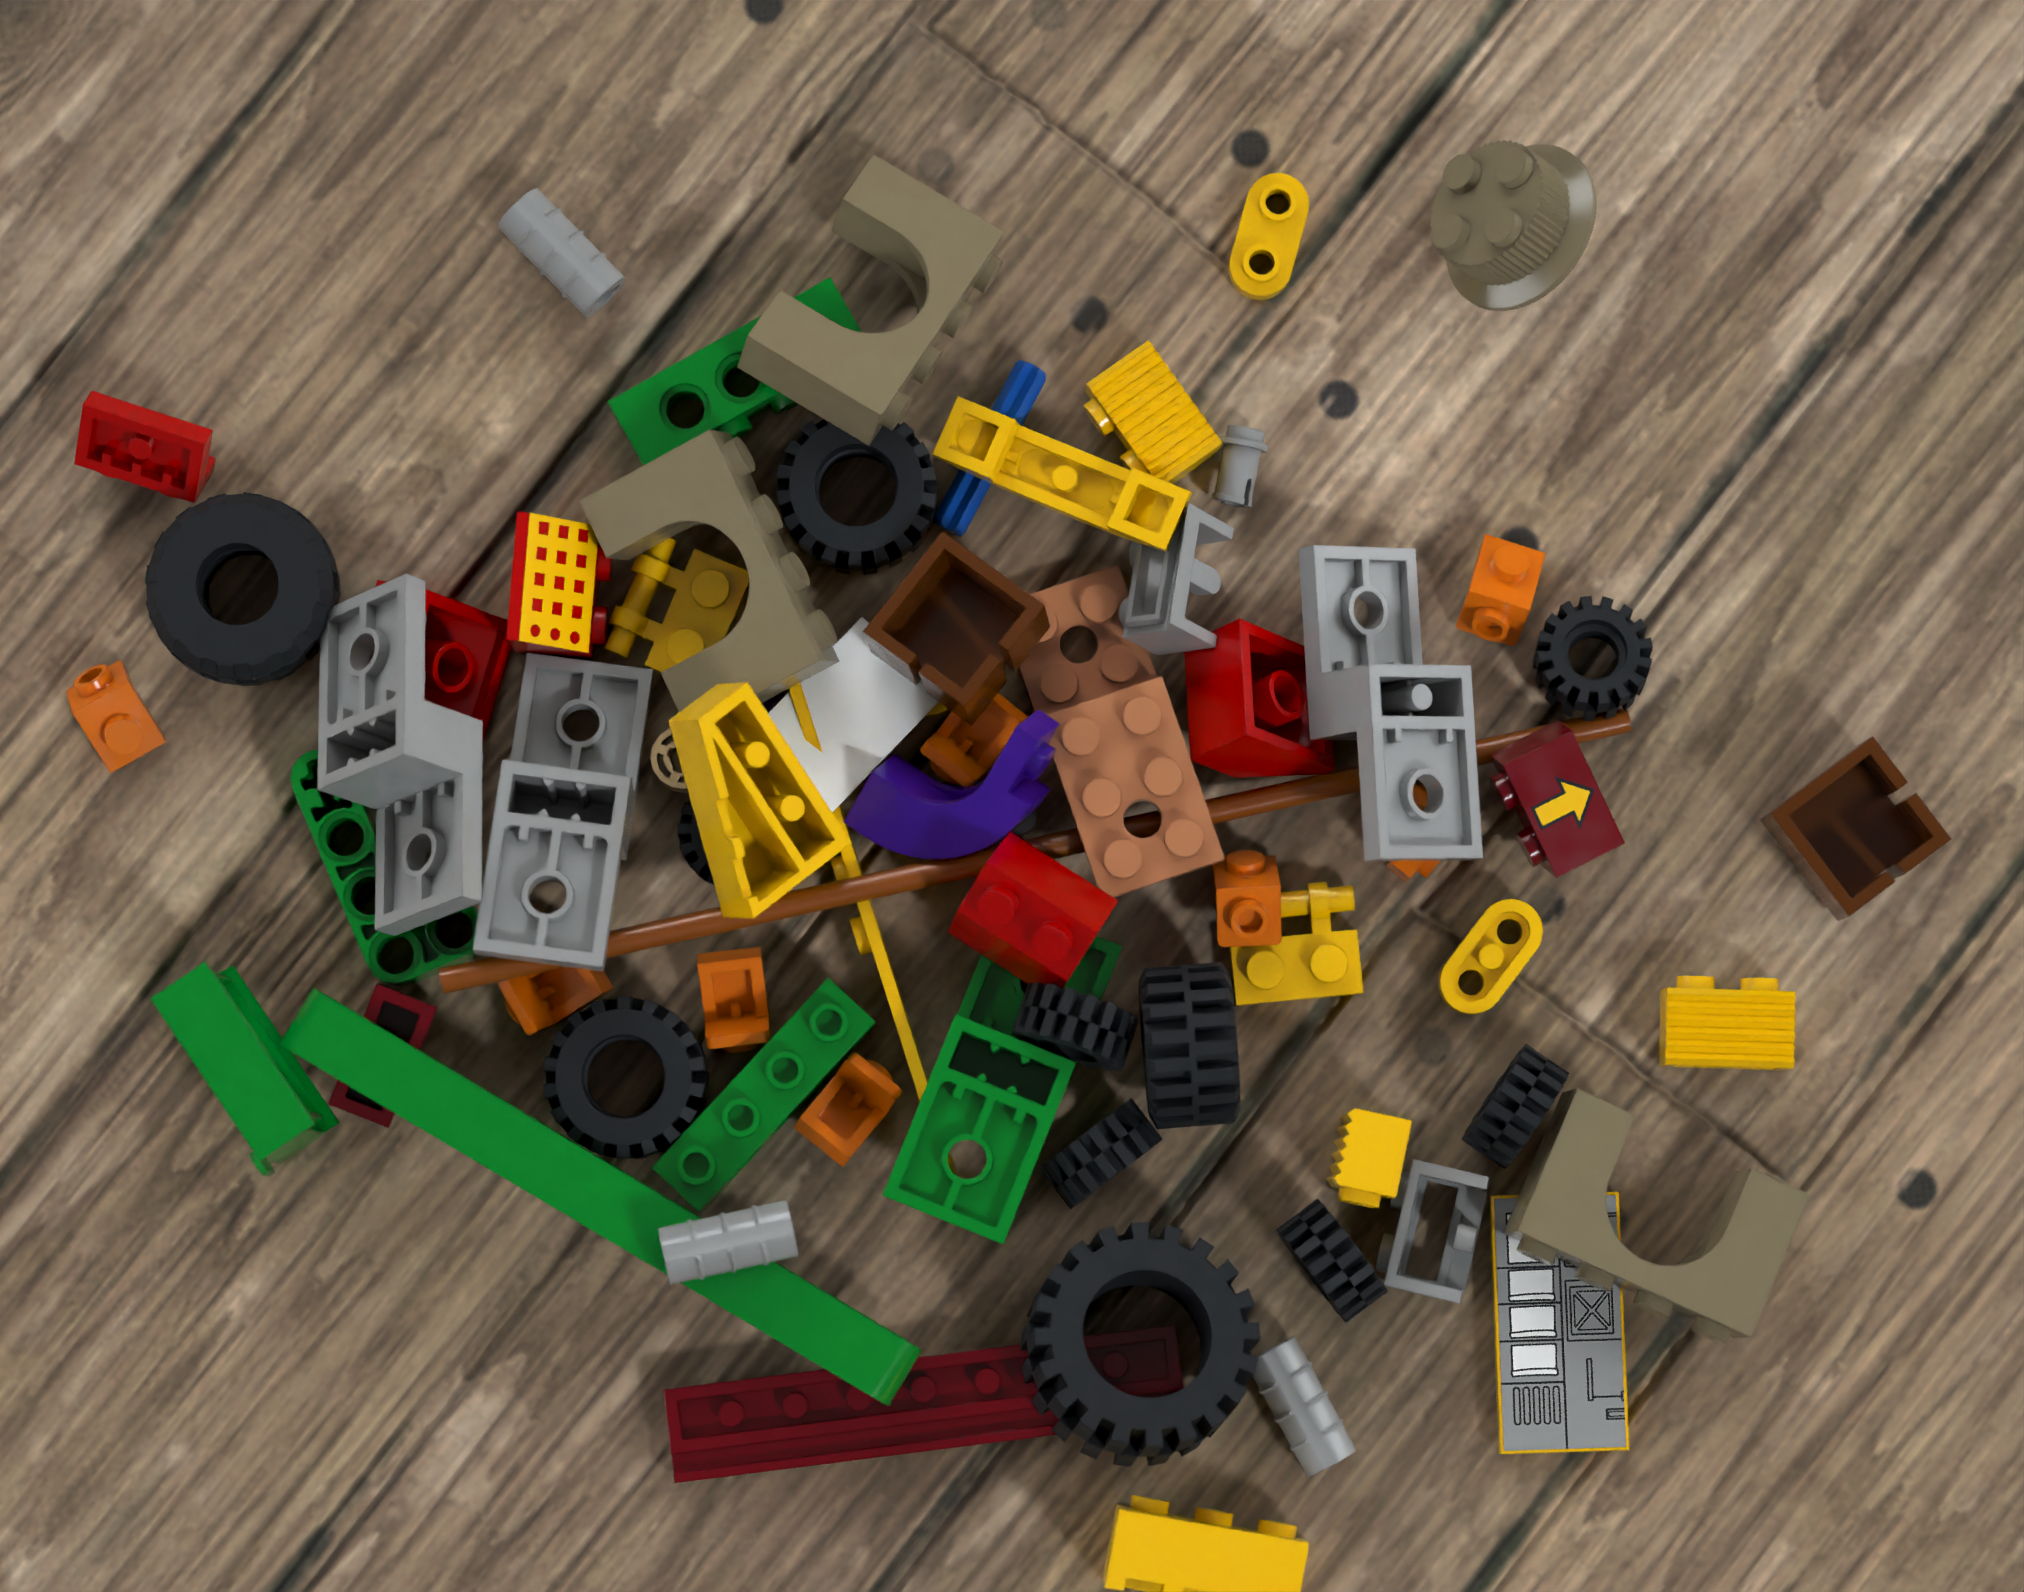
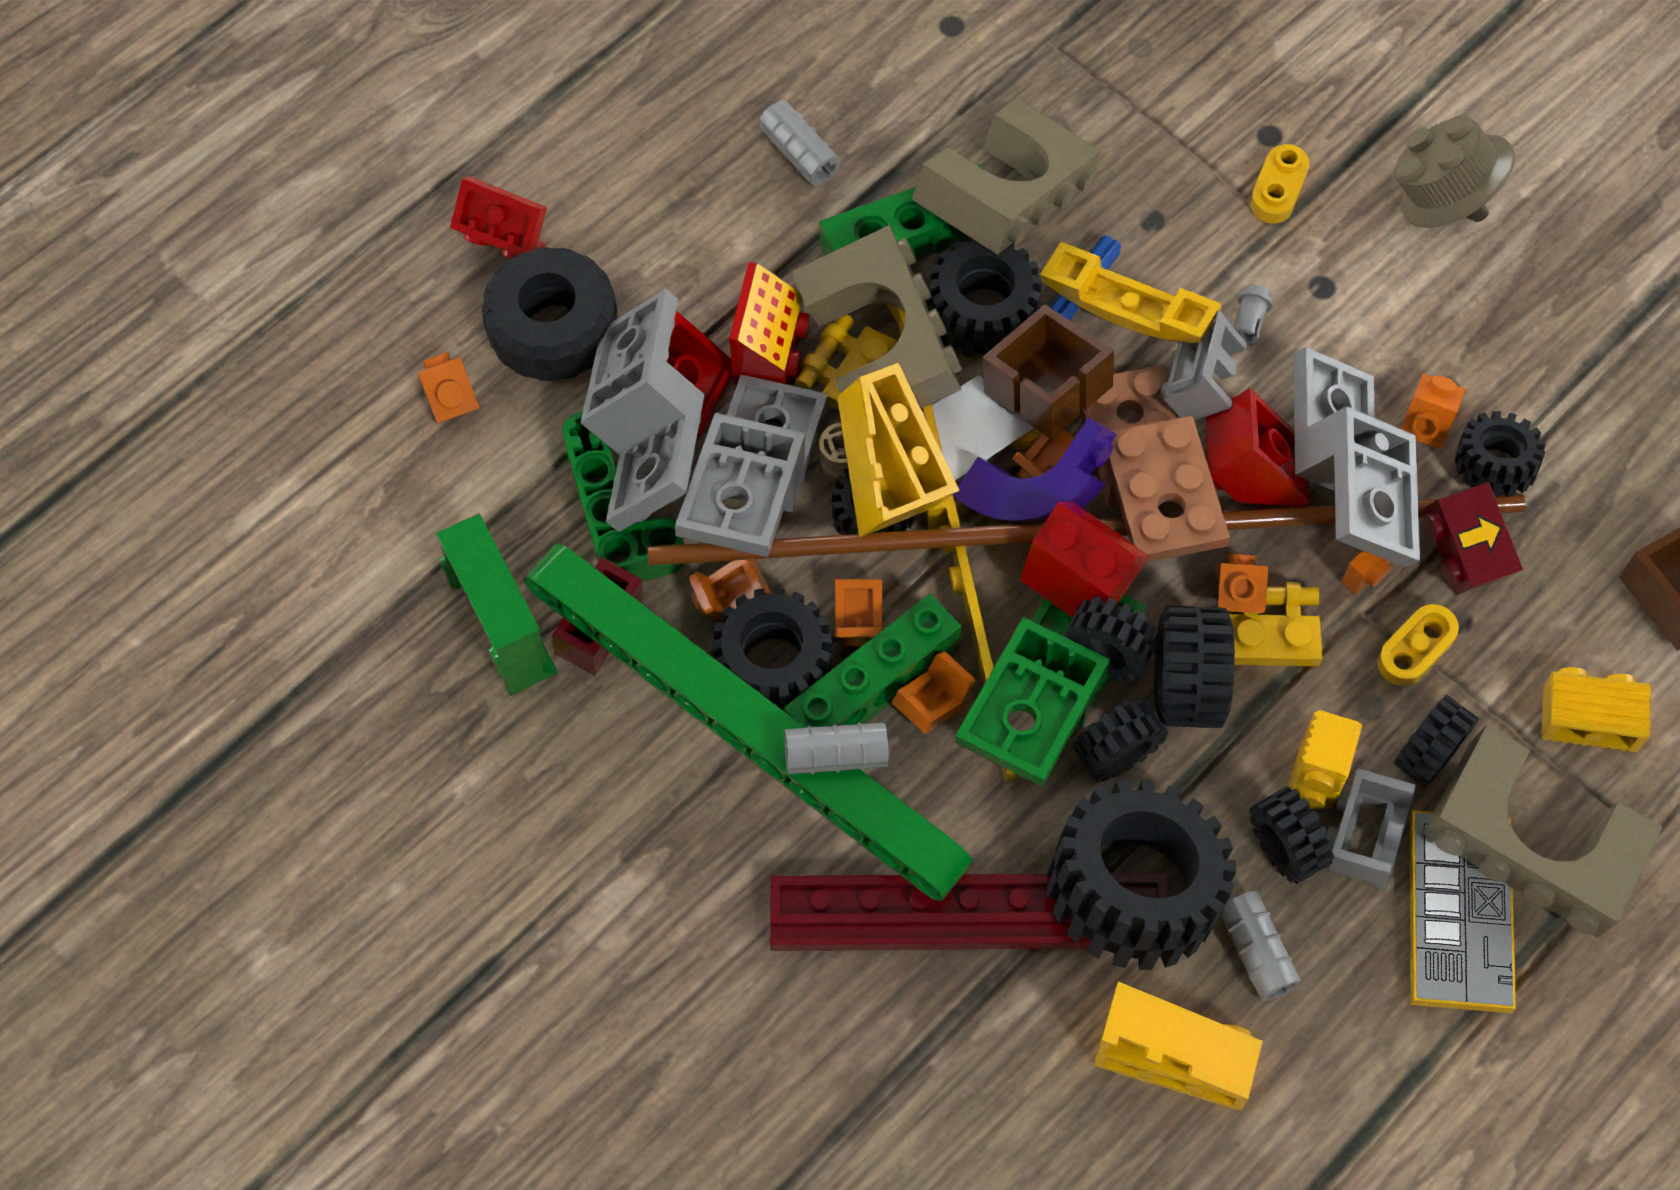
camera: 10 degrees right, 20 degrees down
(1150, 416) = (1192, 264): yellow brick -> none

